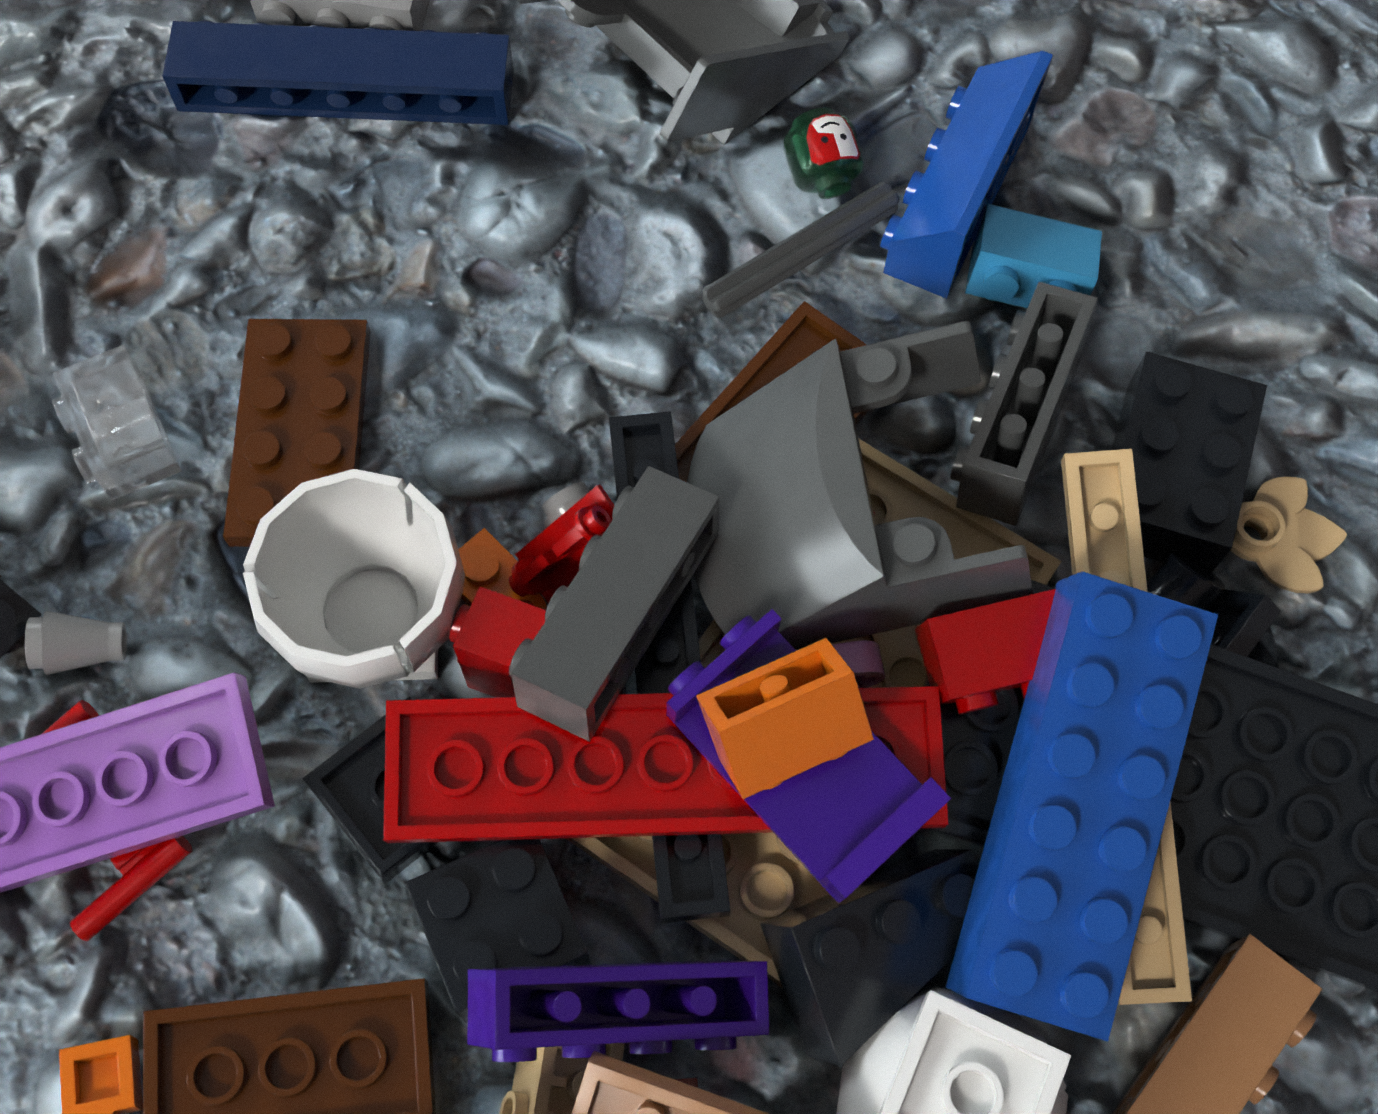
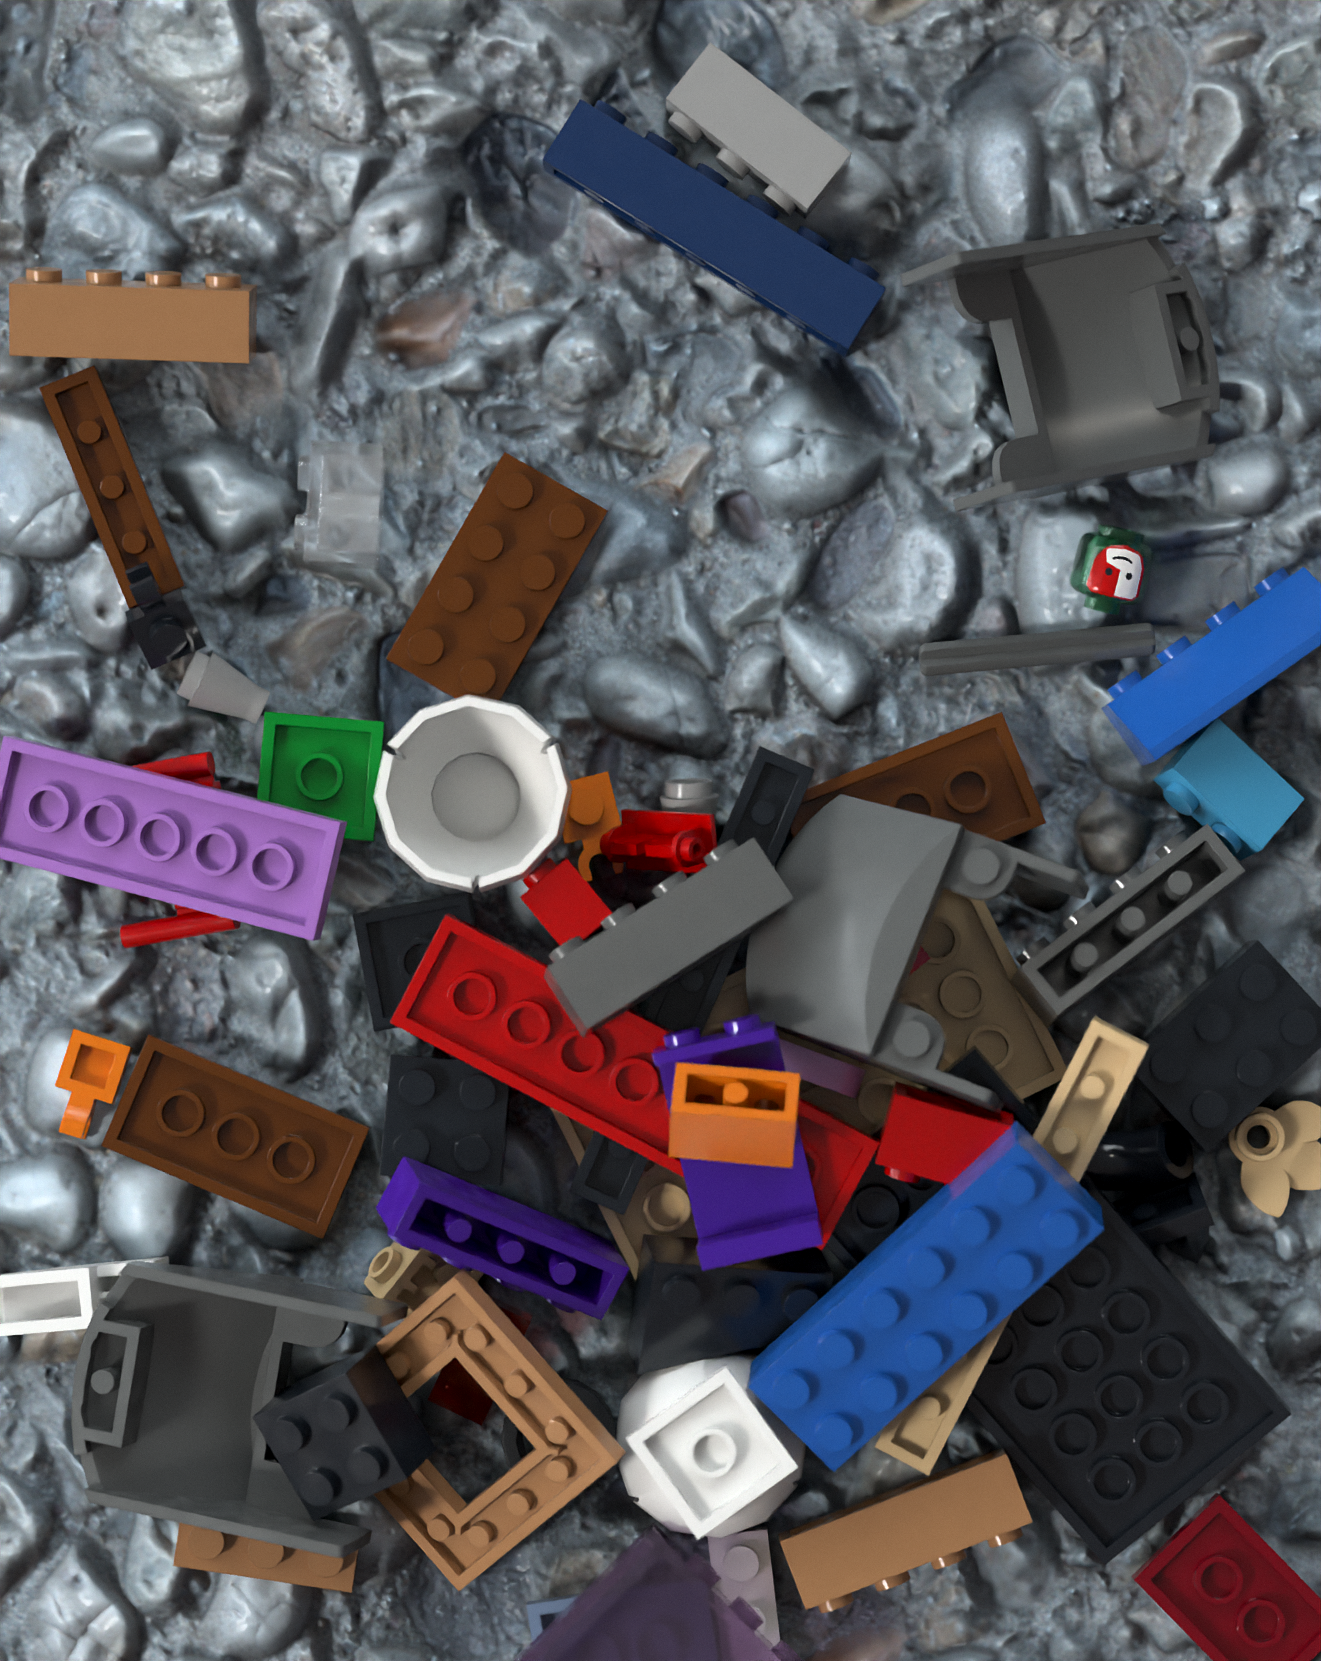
camera: 30 degrees right, 20 degrees up
(208, 645) = (323, 767): none -> green plate

